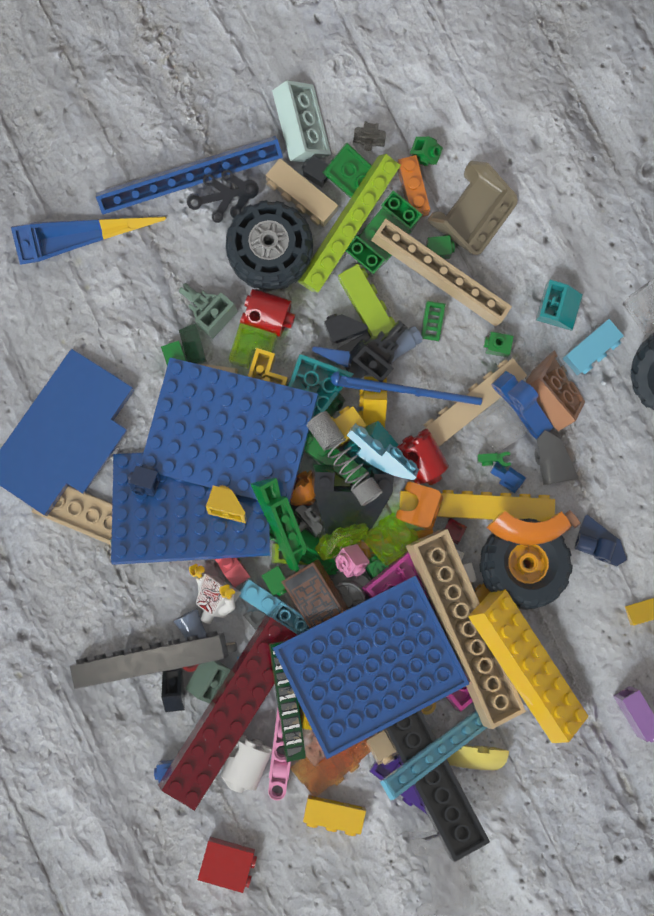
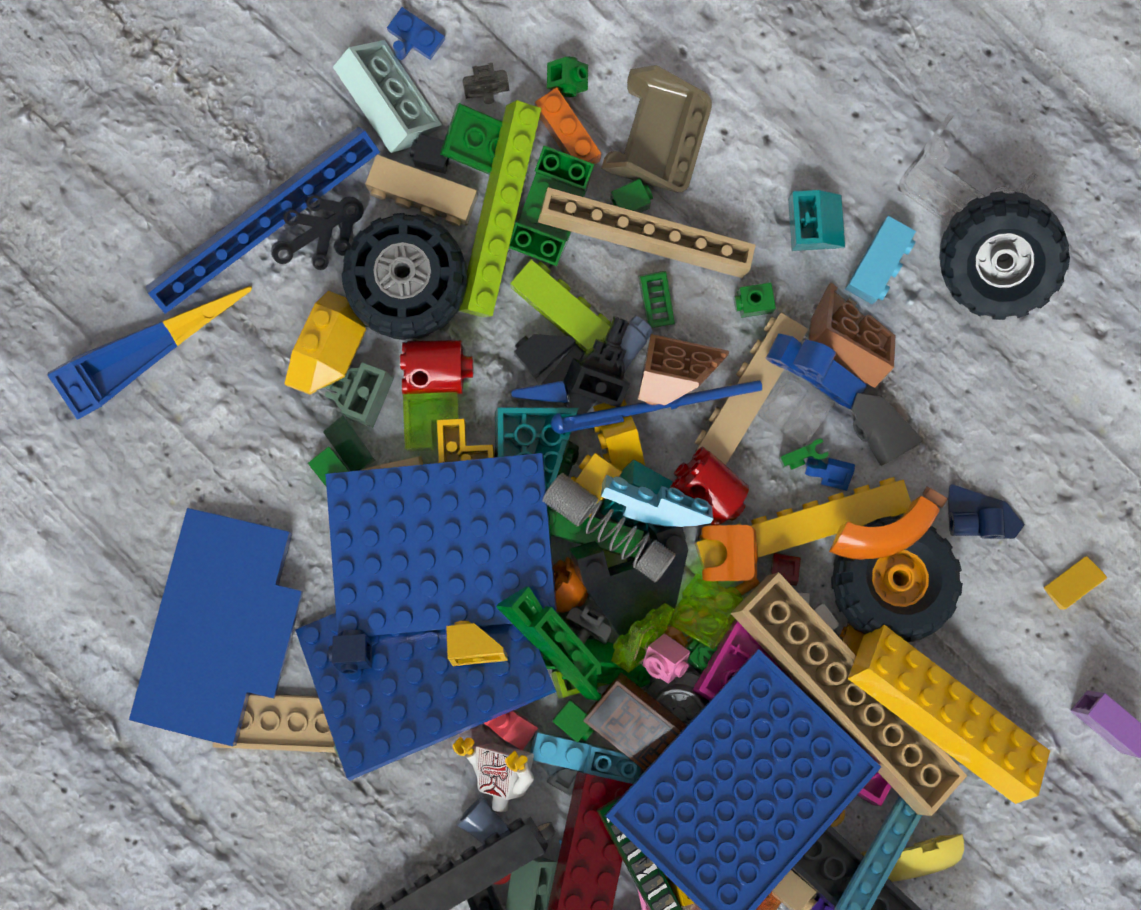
camera: 25 degrees left, 0 degrees up
(200, 272) = (325, 345): none -> yellow wedge
(334, 88) = (414, 34): none -> blue plate
(428, 369) = (676, 368): none -> nougat wedge

